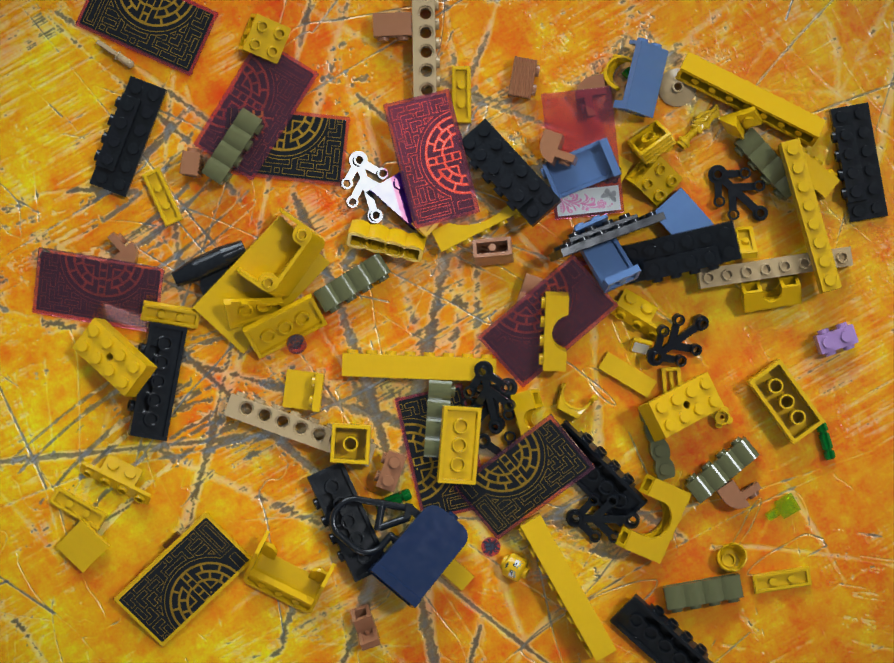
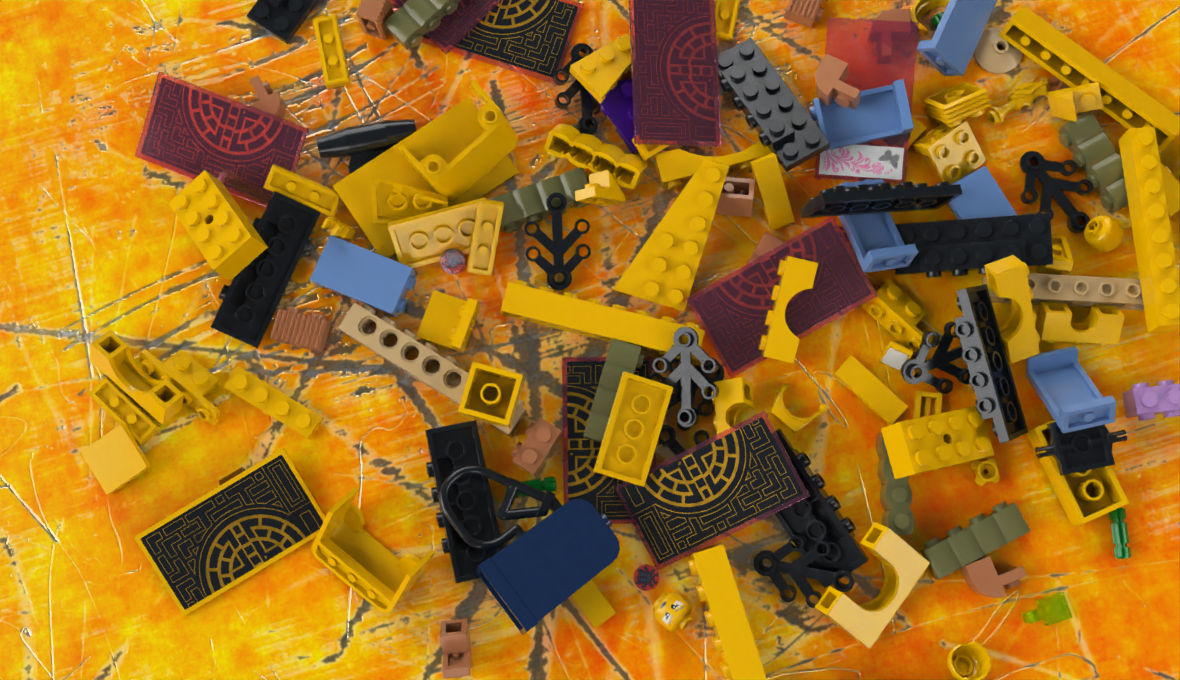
camera: 15 degrees right, 10 degrees down
(64, 474) = (116, 361): none -> yellow arch
(187, 478) = (273, 402): none -> yellow plate
(195, 421) = (300, 330): none -> nougat brick
(204, 337) = (338, 228): none -> yellow plate
(232, 370) = (364, 276): none -> medium blue panel
(317, 322) = (485, 237): none -> yellow tile
(373, 316) = (558, 245): none -> black plant
(377, 169) = (604, 67): none -> yellow wing
(397, 267) = (601, 190): none -> yellow slope
(460, 304) = (671, 255): none -> yellow wing
(525, 242) = (772, 191): none -> yellow tile
(708, 341) = (988, 364): none -> black plate
(710, 281) = (1009, 280): none -> yellow arch
(769, 348) = (1068, 390): none -> medium blue panel
(778, 220) = (1103, 233): none -> yellow head
(783, 387) = (1081, 448): none -> black plate

